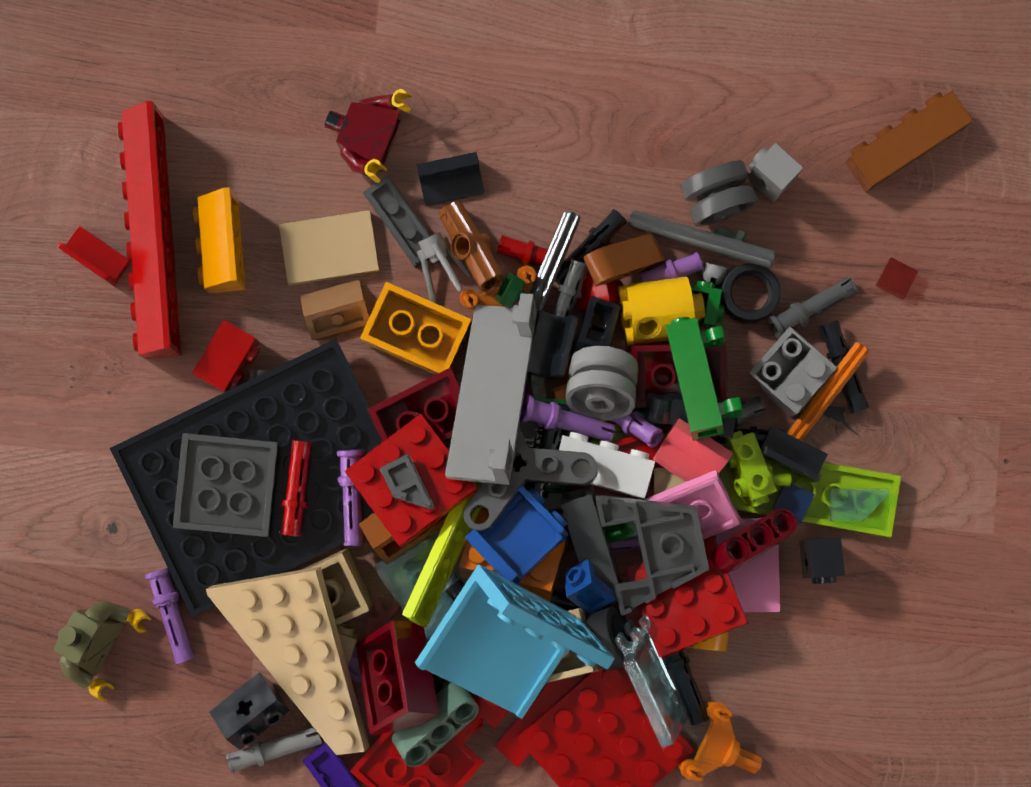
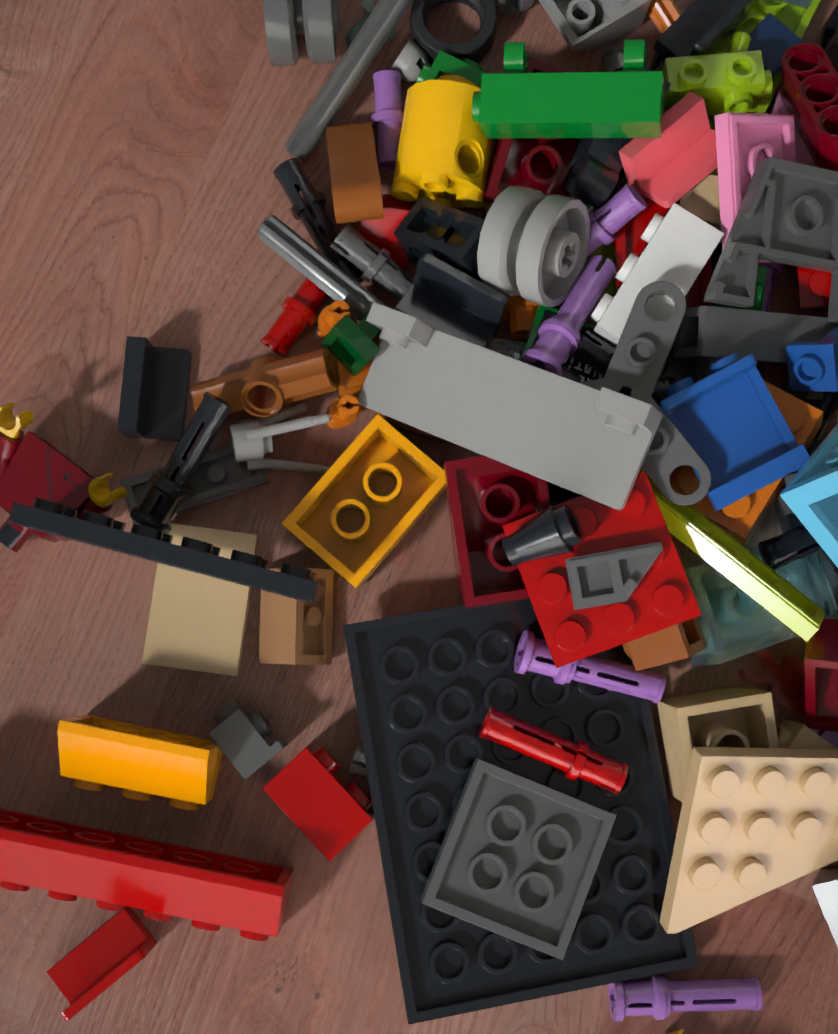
camera: 75 degrees left, 0 degrees up
(251, 301) = (245, 738): none -> dark grey brick
(346, 211) = (157, 547): none -> black plate
(391, 210) = (176, 488): none -> black pin
(419, 439) = (545, 536): none -> black cone

